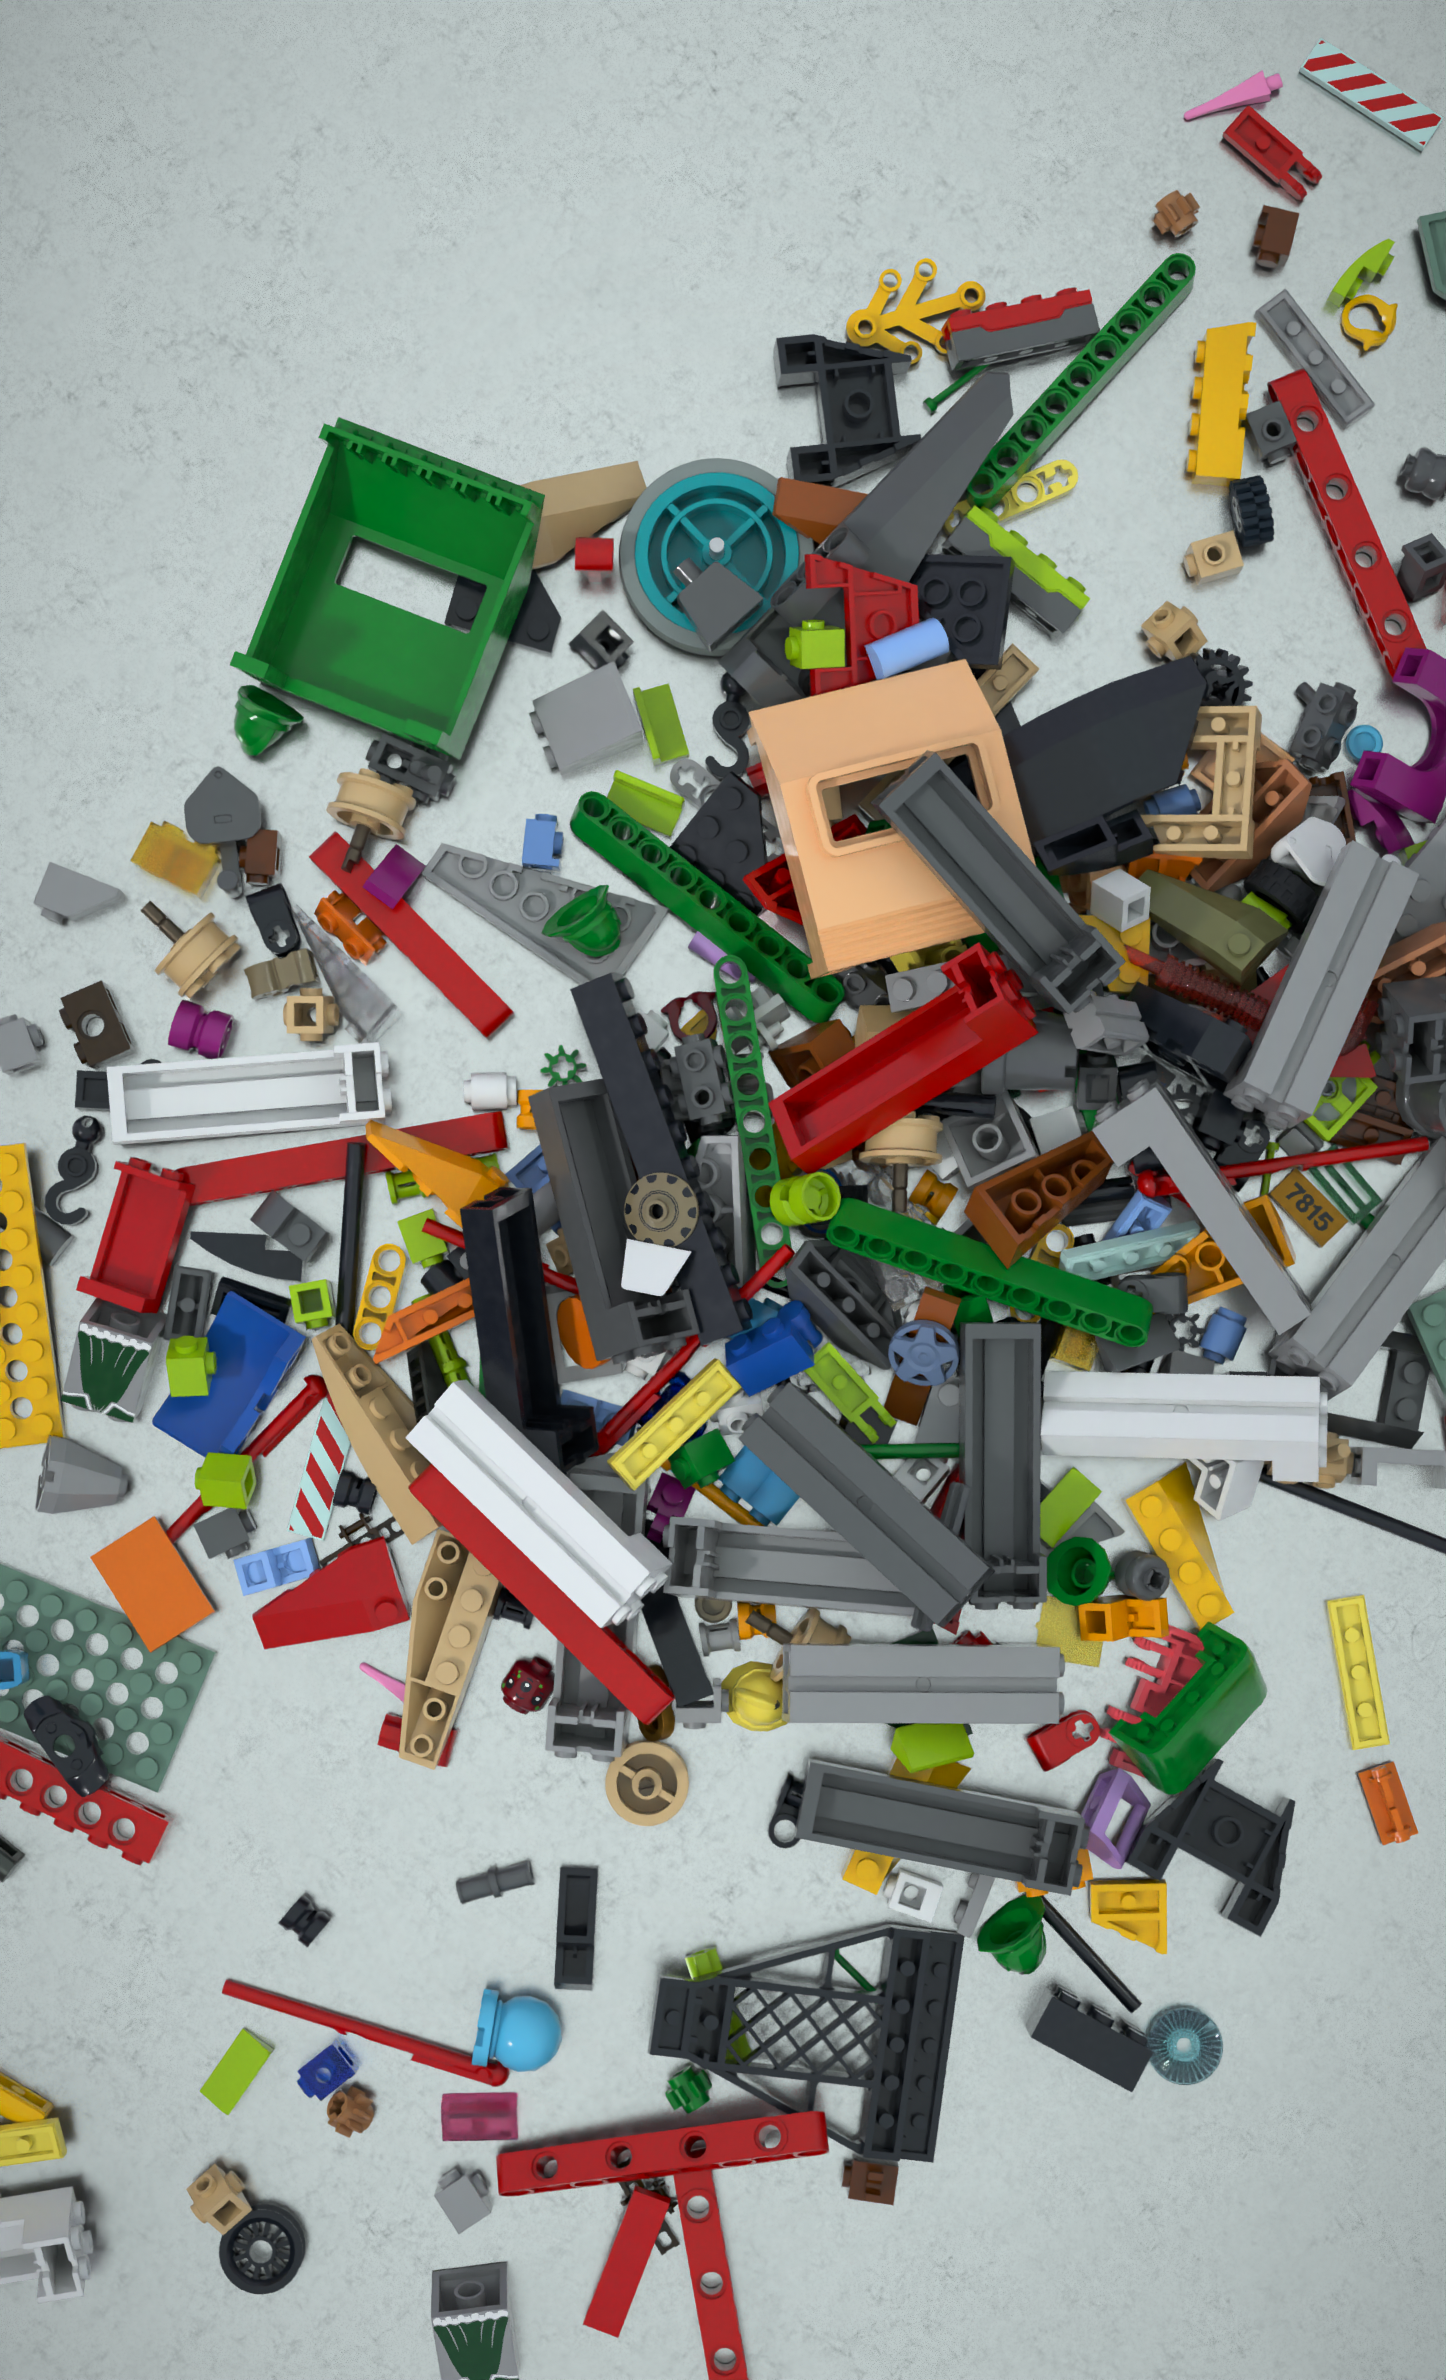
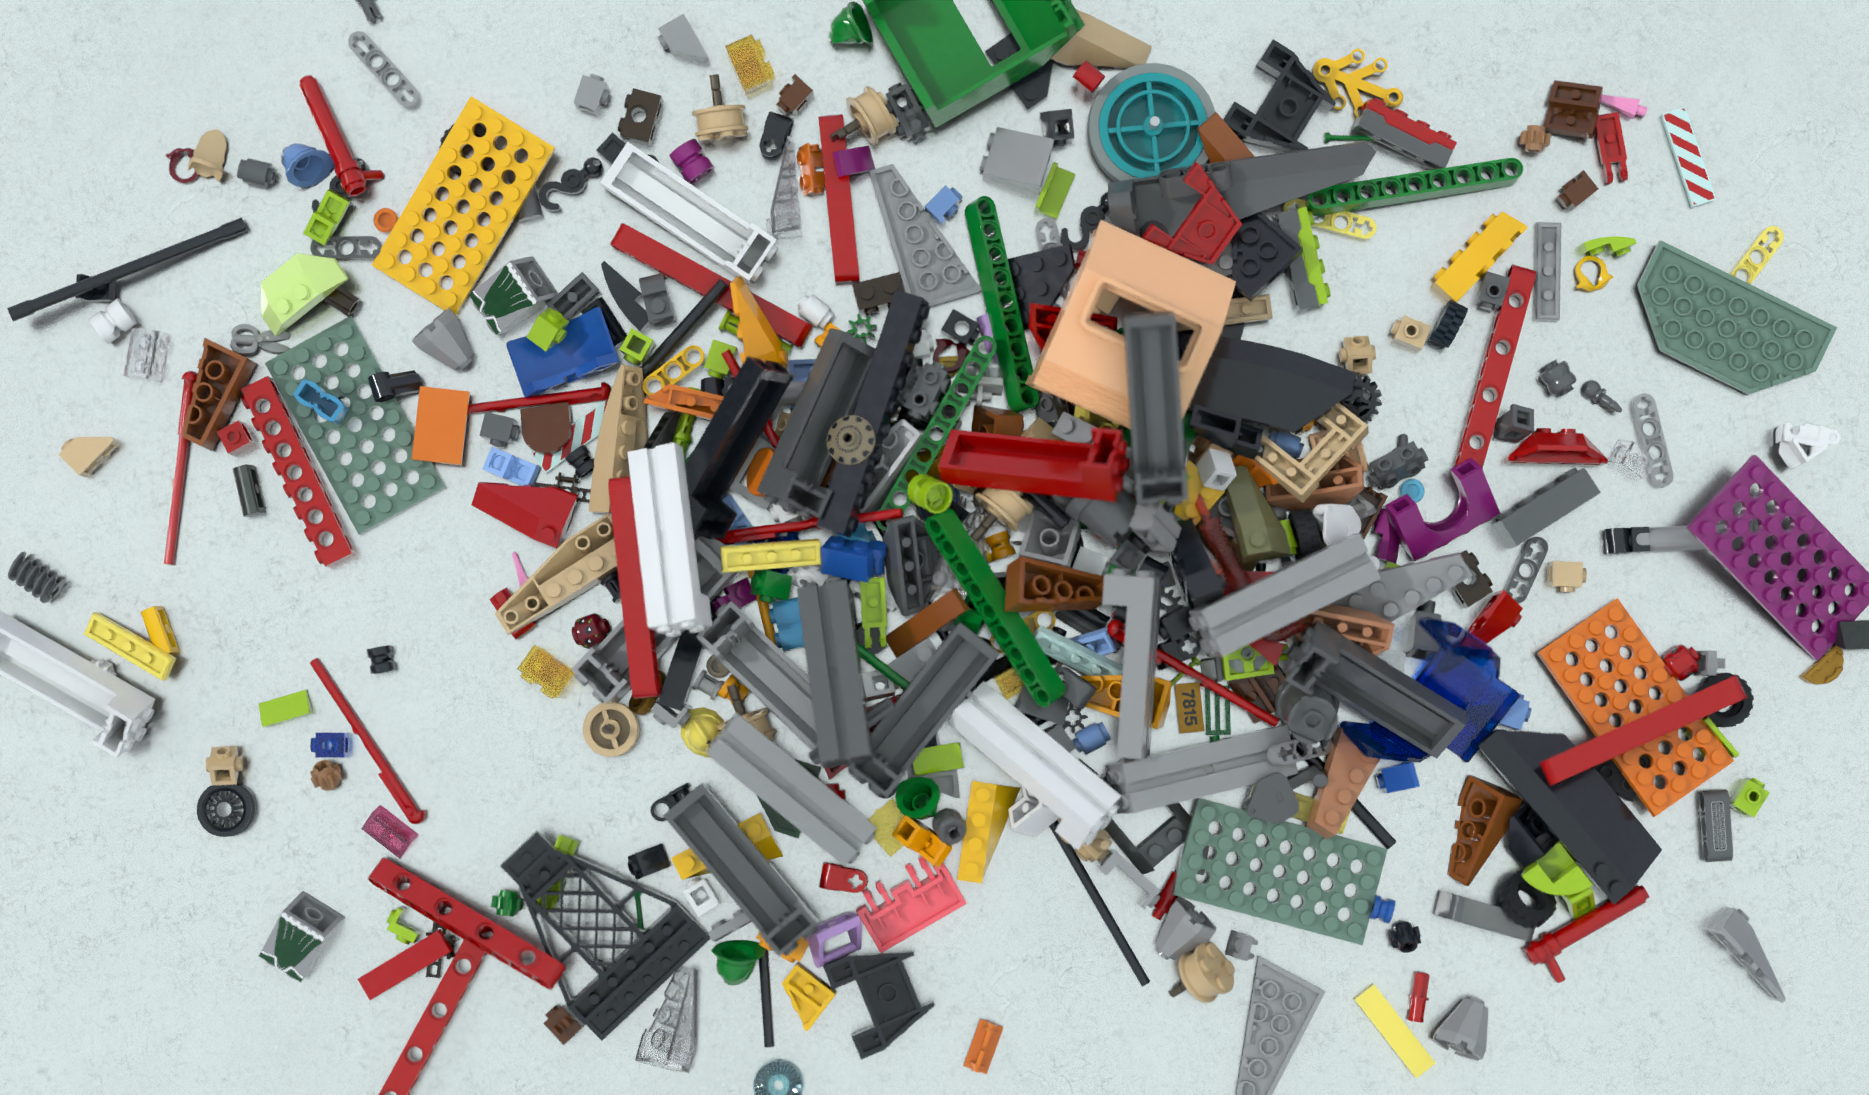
camera: 40 degrees right, 0 degrees up
(52, 1588) = (388, 386): none -> black piece
(84, 1767) = (331, 491): black piece -> none
(139, 1237) = (575, 242): red panel -> none
(223, 813) = (792, 59): dark grey piece -> none
(226, 1480) = (520, 402): lime brick -> none
(279, 974) = (755, 165): dark tan leg -> none
(285, 1484) = (546, 427): none -> reddish brown tile
(298, 1019) = (748, 192): tan brick -> none
(463, 2198) = (348, 866): light grey brick -> none
(495, 1882) = (493, 718): dark grey pin -> none
(515, 1776) = (546, 672): none -> clear yellow brick
(517, 2033) = (442, 803): medium azure tile -> none
(547, 1010) = (876, 292): none -> dark brown bracket
(576, 1929) = (515, 775): black slope -> none
(587, 923) = (933, 264): green piece -> none
(594, 2223) = (403, 932): none -> lime bracket
(647, 803) = (1014, 227): lime panel -> none
(651, 1267) = (822, 464): white sticker -> none
(667, 986) = (953, 320): none -> black brick
(715, 601) = (1131, 149): dark grey torso -> none
(815, 645) = (1164, 213): lime brick -> none
(817, 1905) = (648, 861): none -> black bracket
(907, 648) = (1210, 252): light blue brick -> none
(923, 1353) = (928, 621): sand blue wheel -> none
(930, 1745) = (770, 825): lime slope -> none
(1008, 2082) = (672, 1035): none -> clear wedge
(1090, 2037) = (732, 1041): black brick -> none
(1193, 143) = (1573, 109): none -> reddish brown slope
(1199, 1718) = (919, 921): green windscreen -> none
(1357, 1672) = (1022, 966): light yellow tile -> none

